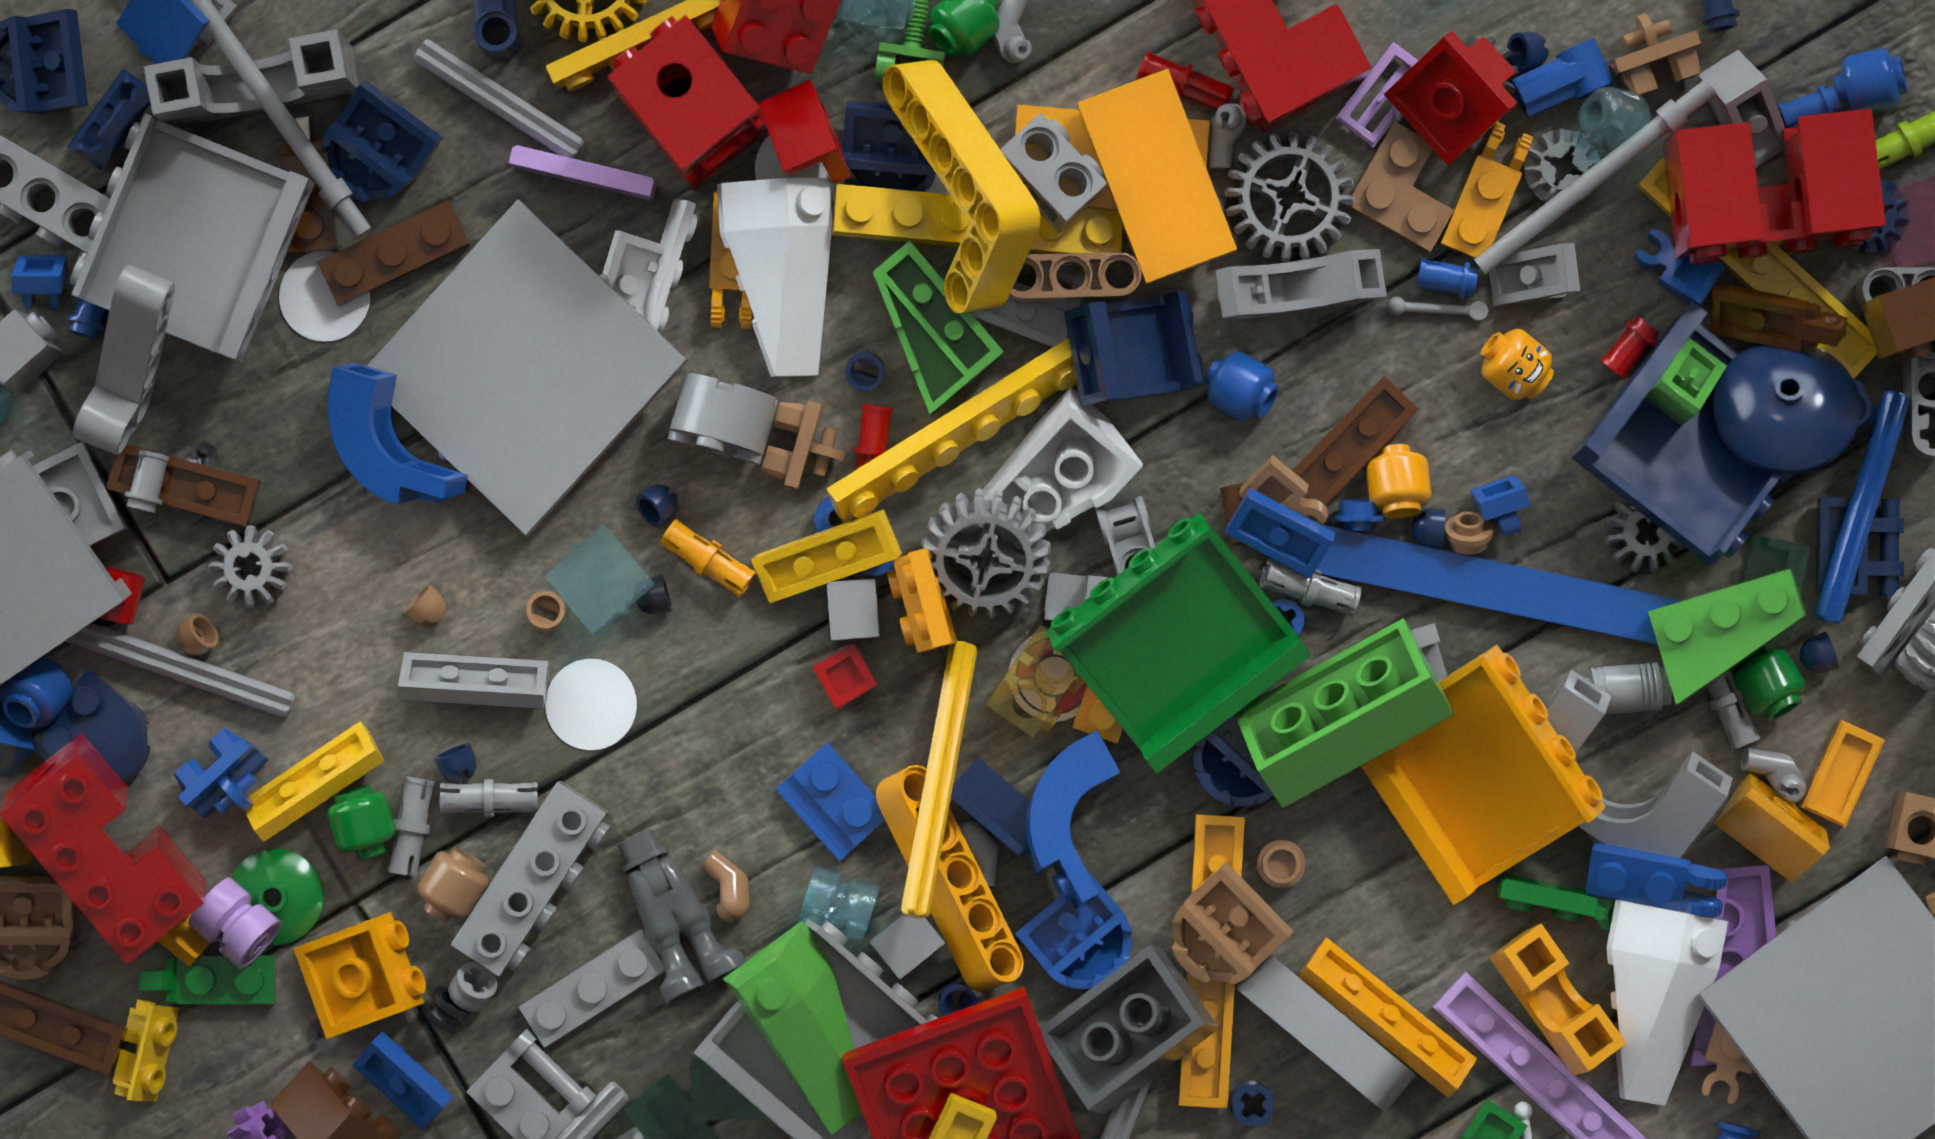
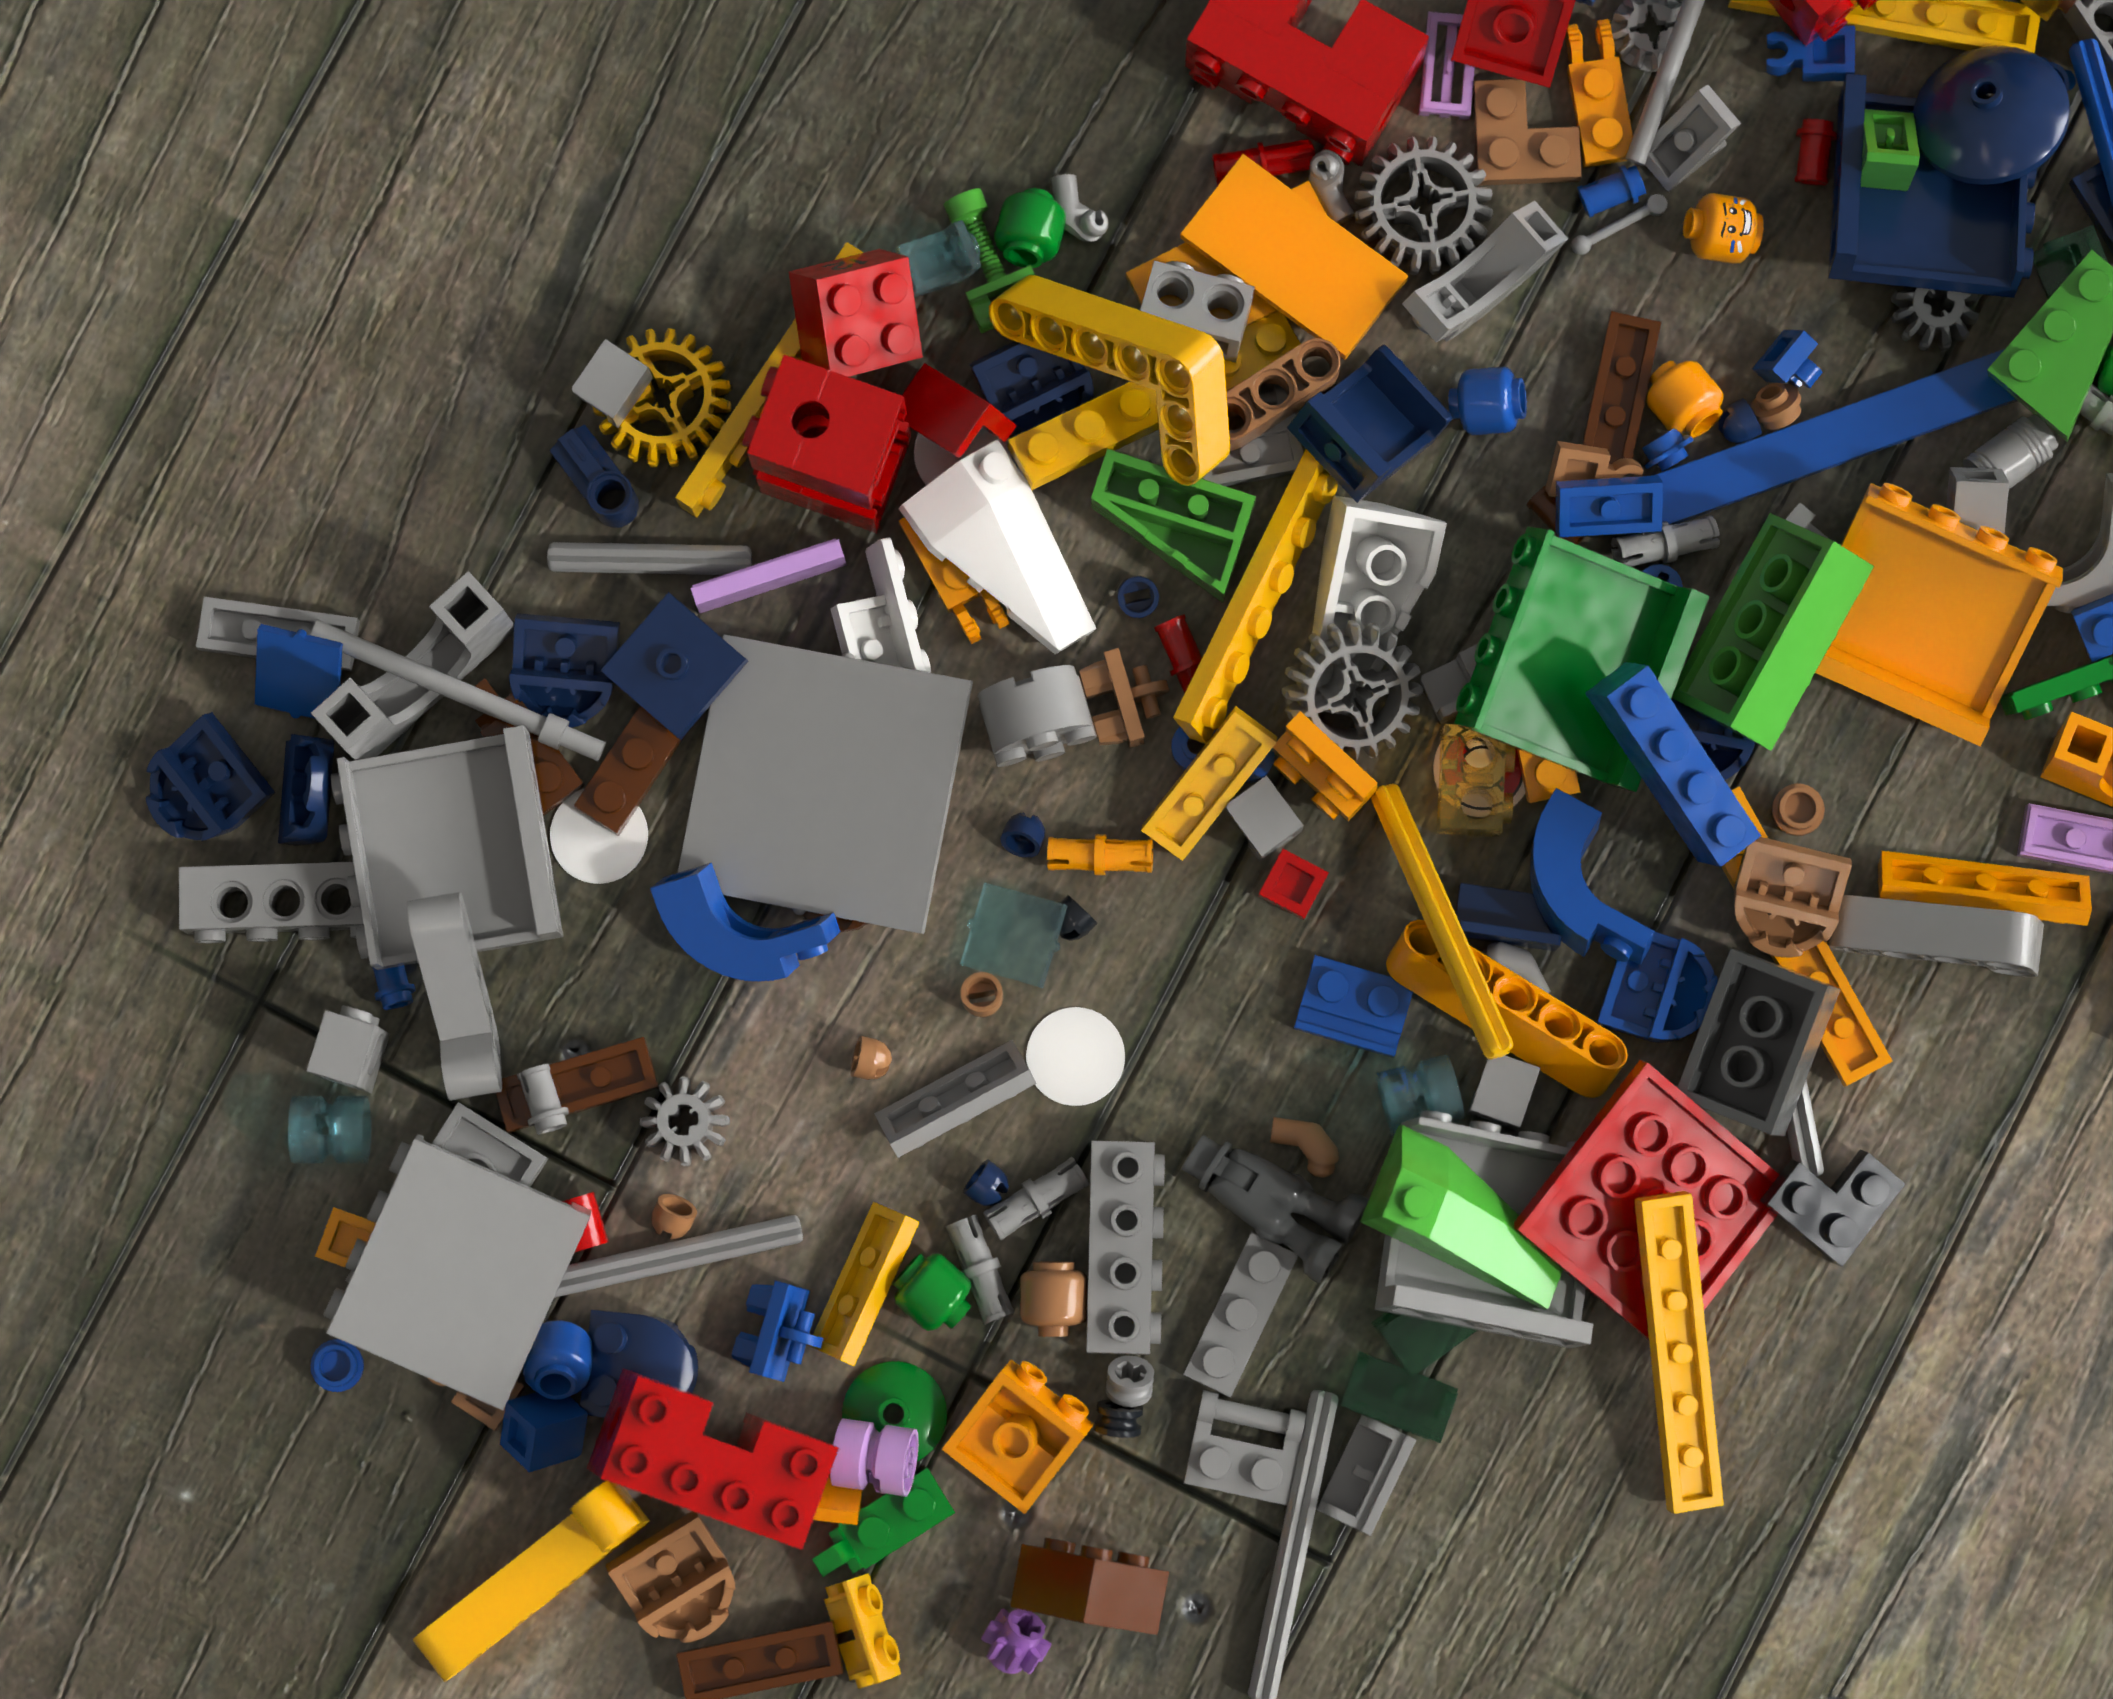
camera: 25 degrees left, 5 degrees down
(40, 276) = (326, 974): blue tile -> none
(402, 1080) = (1119, 1509): blue plate -> none
(462, 200) = (674, 665): none -> dark blue plate
(966, 998) = (1588, 1109): dark blue hinge -> none
(1129, 538) = (1472, 601): light grey piece -> none
(1196, 771) = (1673, 764): none -> blue brick
(1251, 1118) = (1923, 1033): dark blue bush -> none
(1773, 319) = (1928, 45): reddish brown hinge -> none

